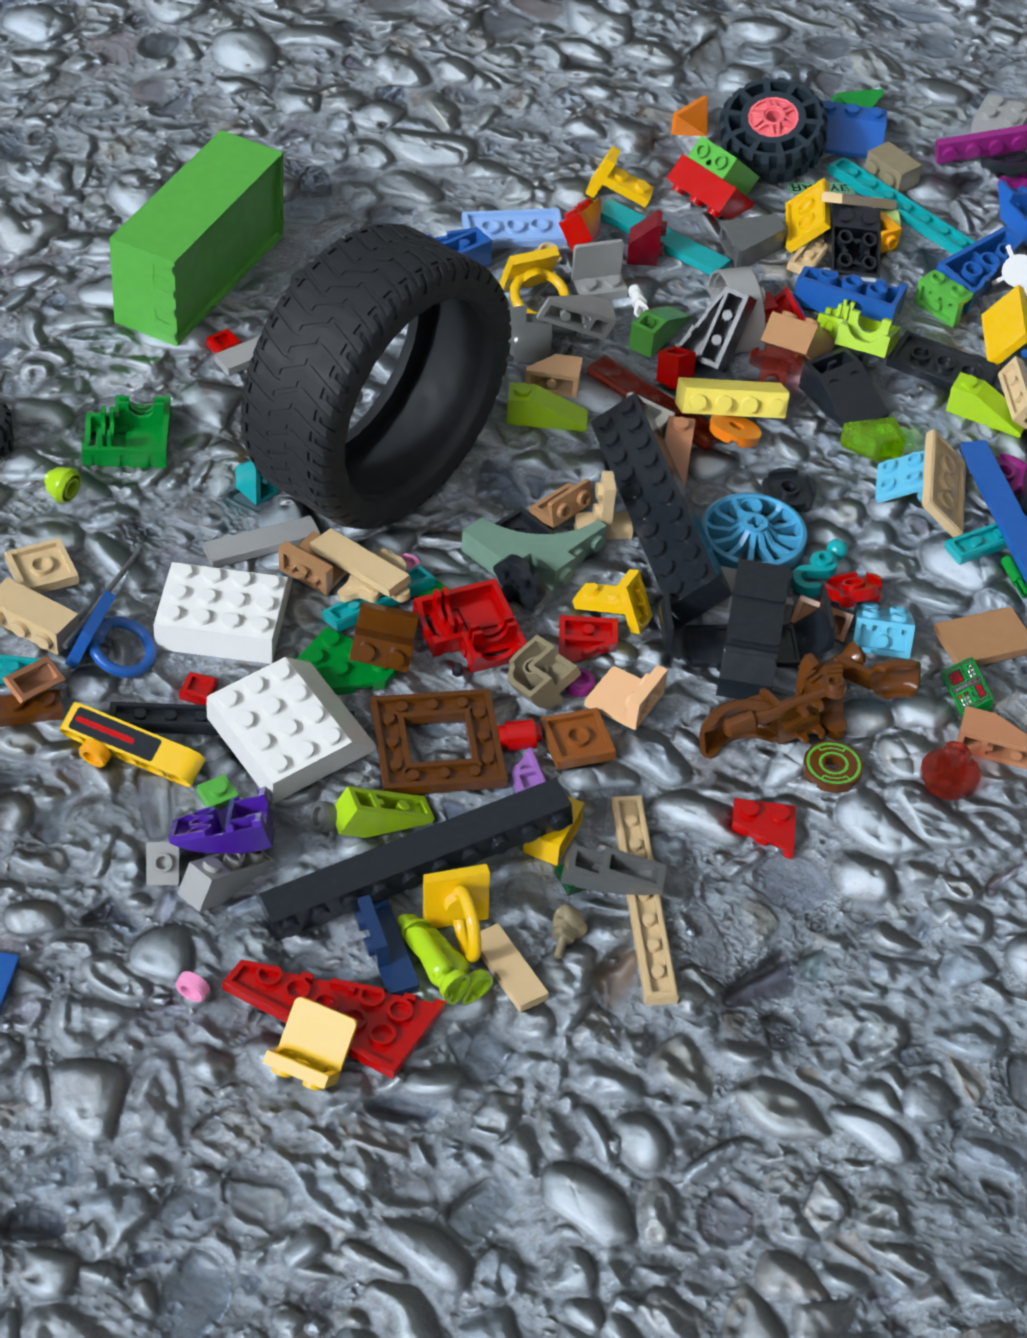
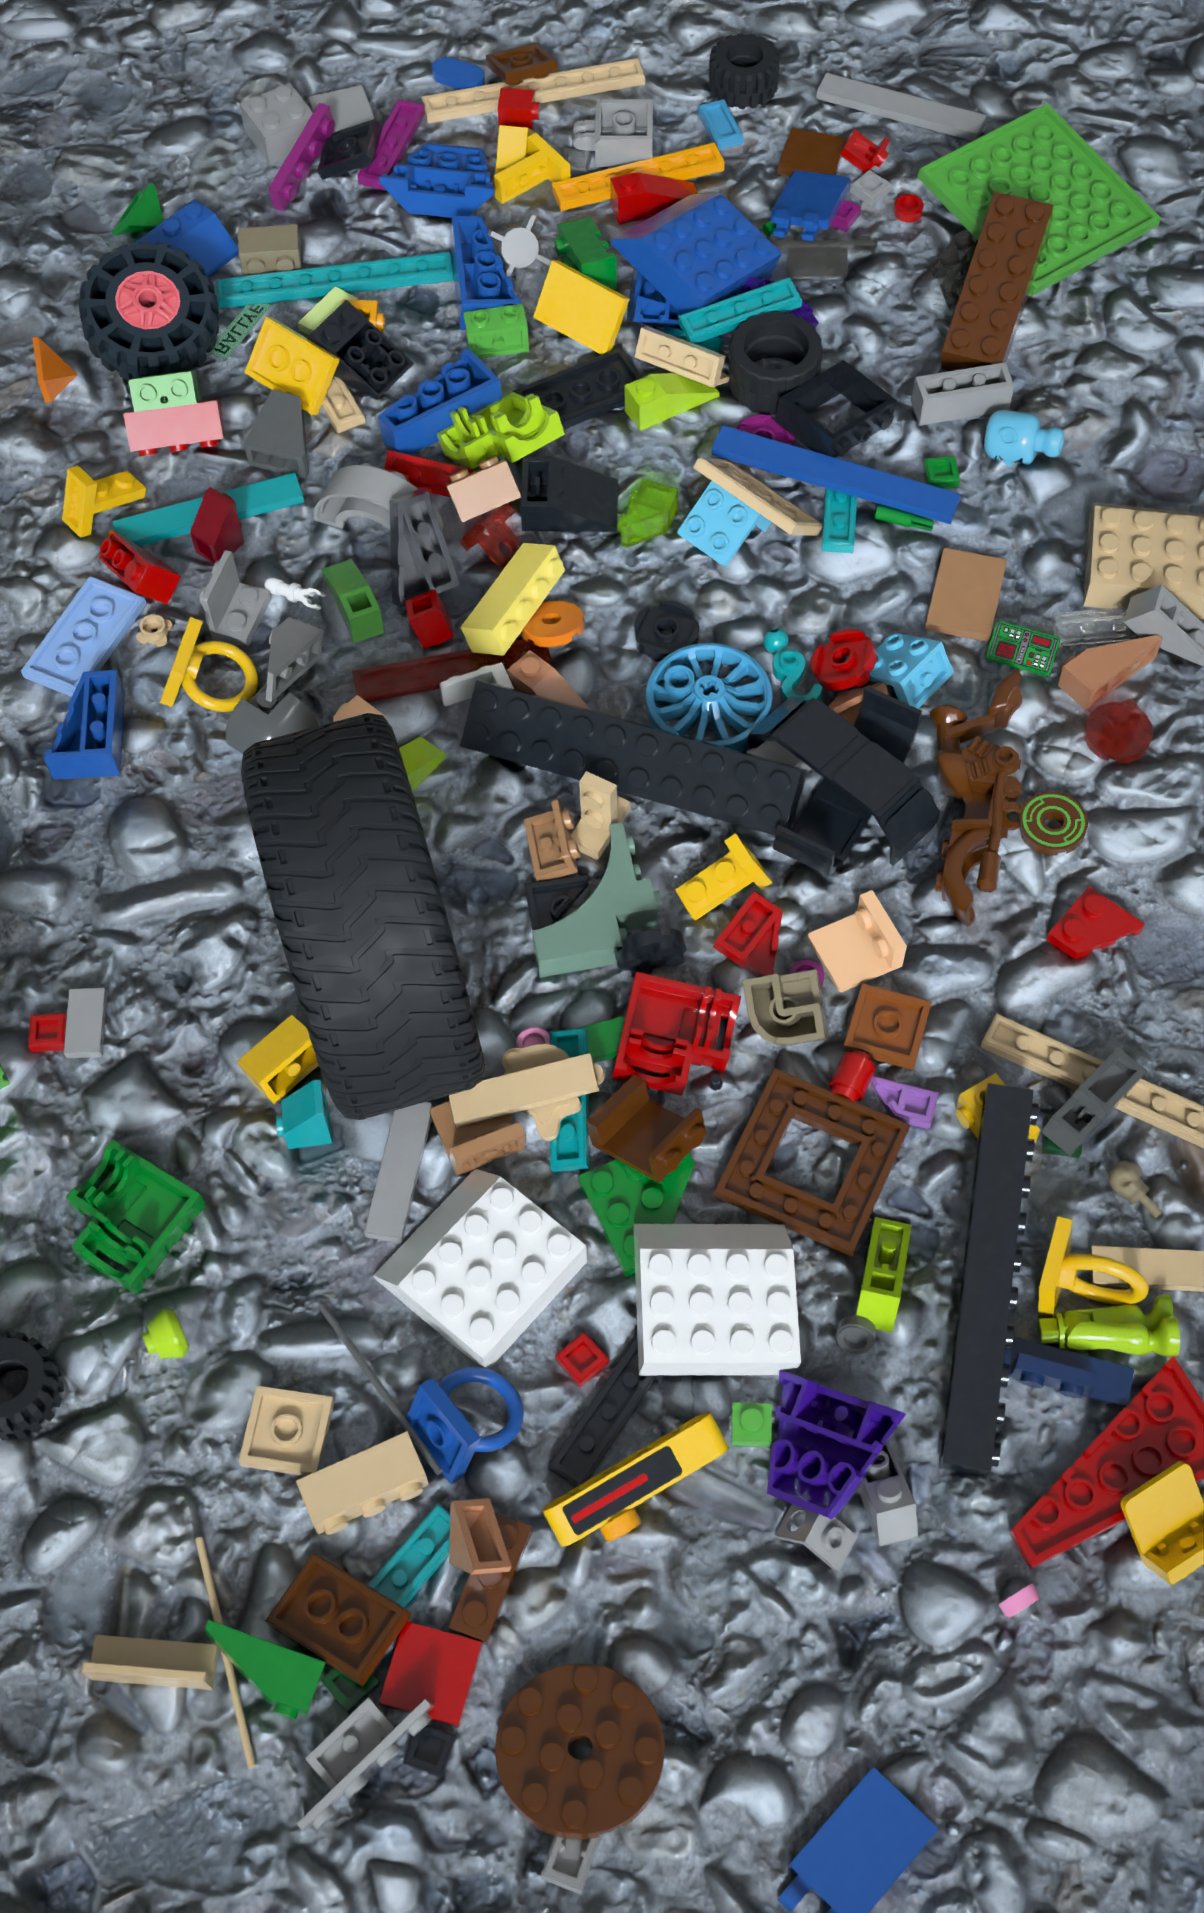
camera: 50 degrees left, 15 degrees up
(858, 200) = (314, 310): tan tile -> none

